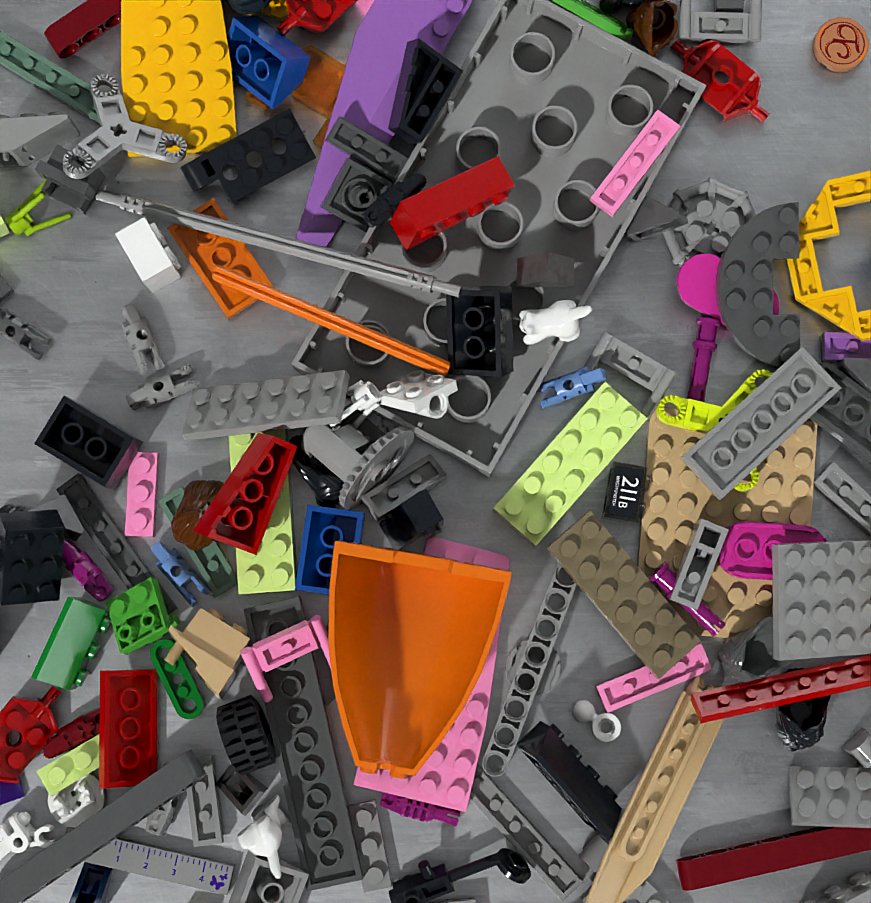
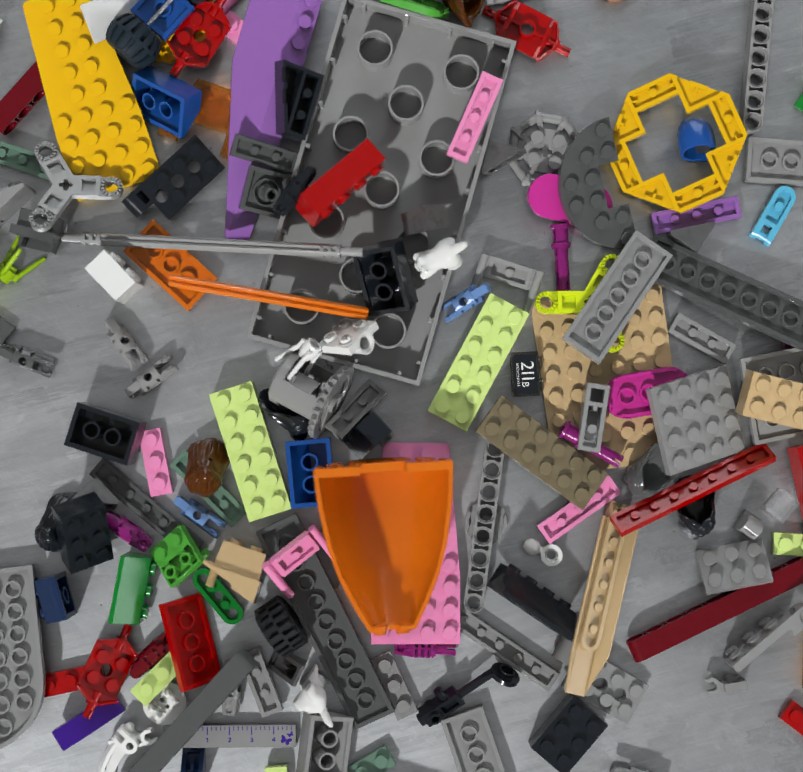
camera: 15 degrees left, 5 degrees up
(249, 495) = (239, 447): red wedge -> none
(266, 405) = (235, 373): light grey plate -> none

